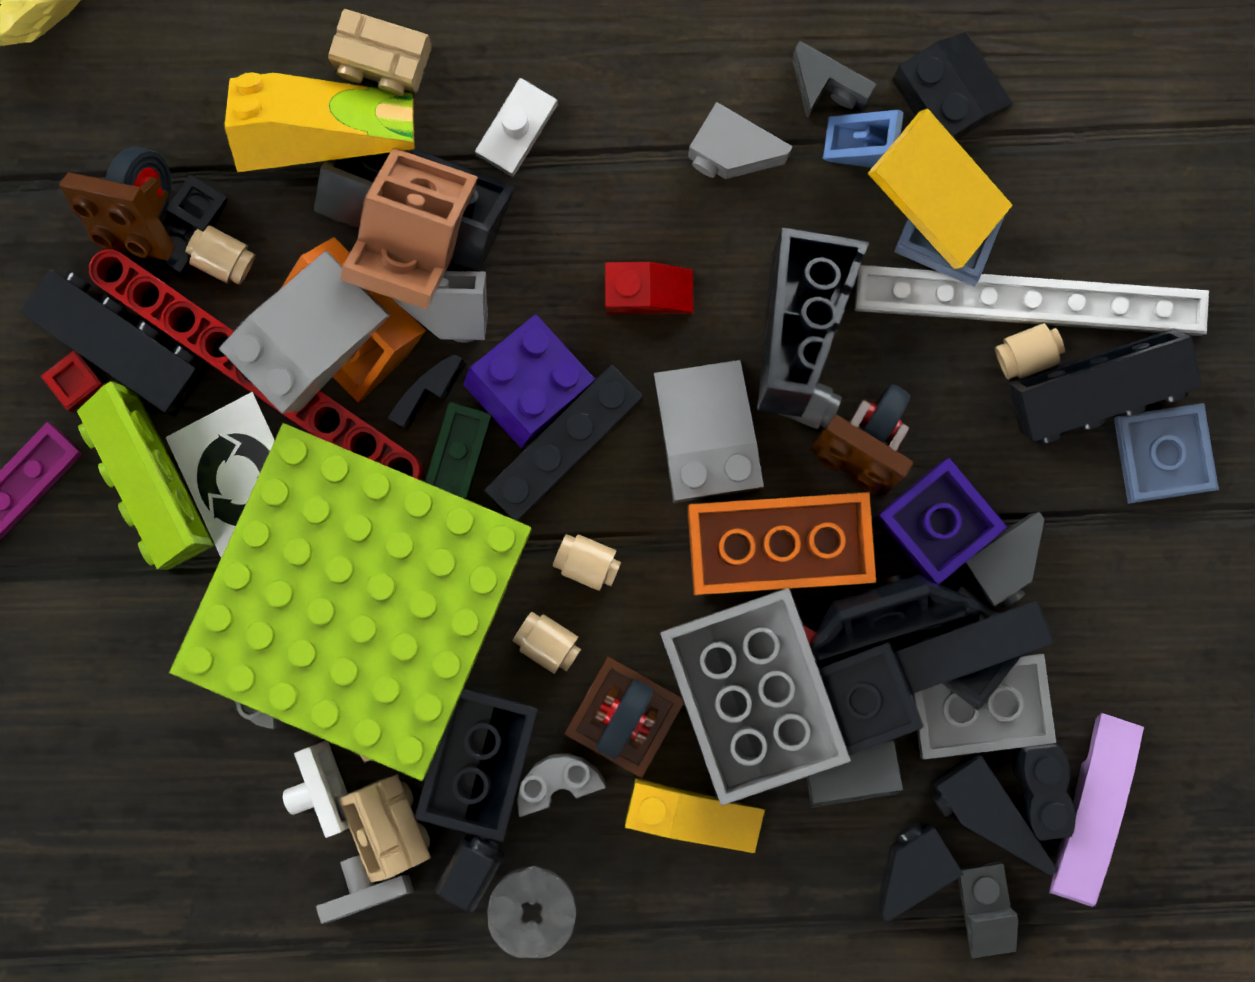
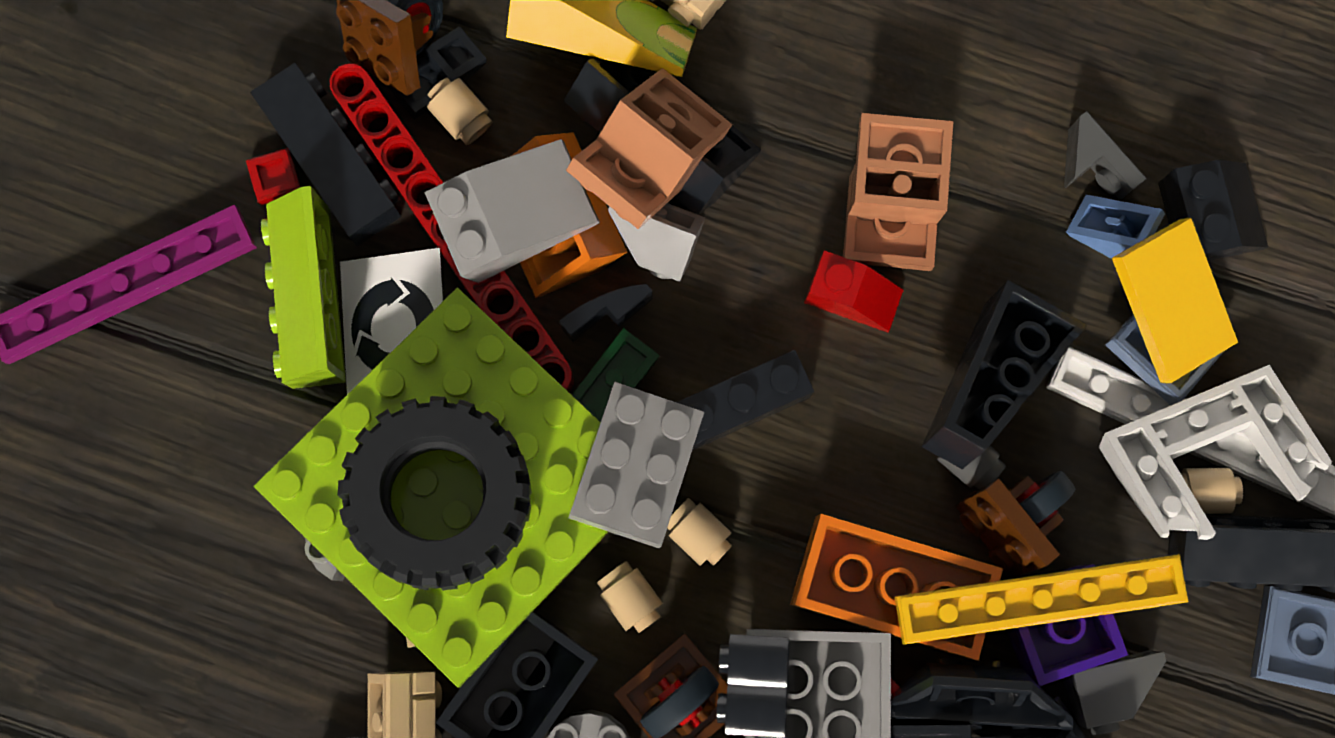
camera: 15 degrees right, 5 degrees down
(274, 606) = (389, 448): none -> black tyre
(320, 788) = (354, 657): white tile -> none
(506, 523) = (636, 465): none -> light grey plate
(516, 127) = (783, 95): white tile -> none
(527, 381) = (706, 336): dark purple brick -> none
(652, 181) = (898, 191): none -> nougat bracket
(685, 679) = (755, 687): none -> black brick
(708, 431) = (862, 452): light grey slope -> none
(734, 146) = (989, 189): light grey slope -> none
(912, 507) = (1041, 599): none -> yellow tile
(1042, 257) = (1251, 403): none -> white wedge

